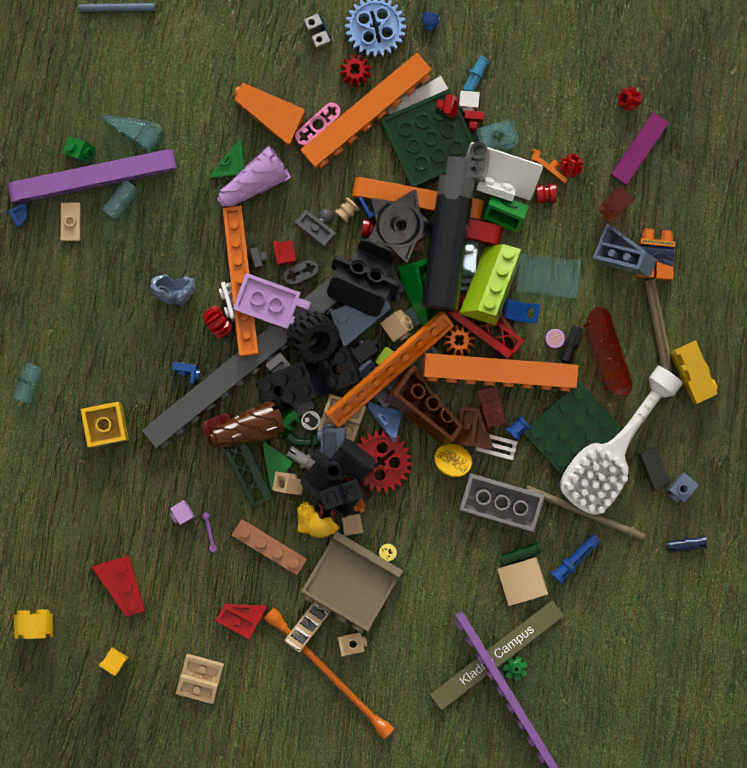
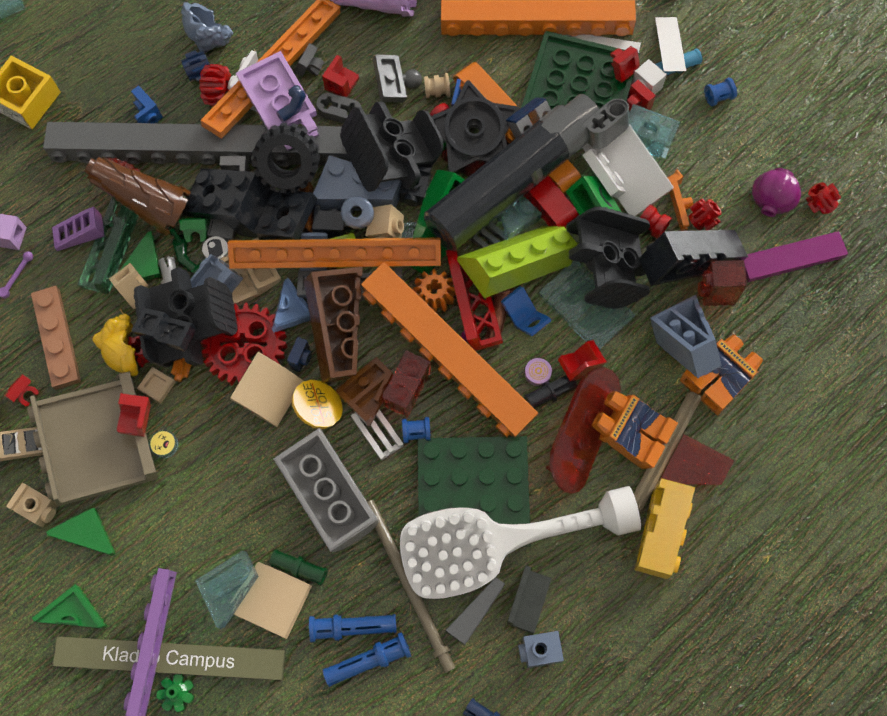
camera: 40 degrees right, 15 degrees down
(191, 318) = (194, 64): none -> dark blue gear
(224, 461) = (87, 233): none -> medium lavender slope
(280, 592) = (18, 389): none -> red tile
(289, 302) = (294, 107): none -> dark blue arm
(365, 552) = (133, 414): none -> red panel
(386, 334) = (348, 208): none -> sand blue piece
(391, 632) = (84, 531): none -> green tile
(418, 440) = (299, 355): none -> dark blue plate
(418, 475) = (266, 389): none -> tan slope
(422, 676) = (71, 609): none -> green tile
(426, 183) = (520, 122): none -> flat silver piece
(462, 65) = (670, 44): none -> white sticker
(494, 595) = (227, 587): none -> clear light blue wing
(517, 74) = (720, 92): none -> blue bush
(544, 240) = (612, 253): none -> black piece
(575, 313) = (582, 360): none -> red panel
(589, 201) = (689, 254): none -> black wedge
(600, 116) = (776, 192): none -> magenta plant
(602, 560) = (380, 655): none -> blue pin
(628, 332) = (634, 429): none -> orange hips
(632, 503) = (471, 617): none -> dark grey piece
(681, 320) = (697, 464): none -> clear red wing

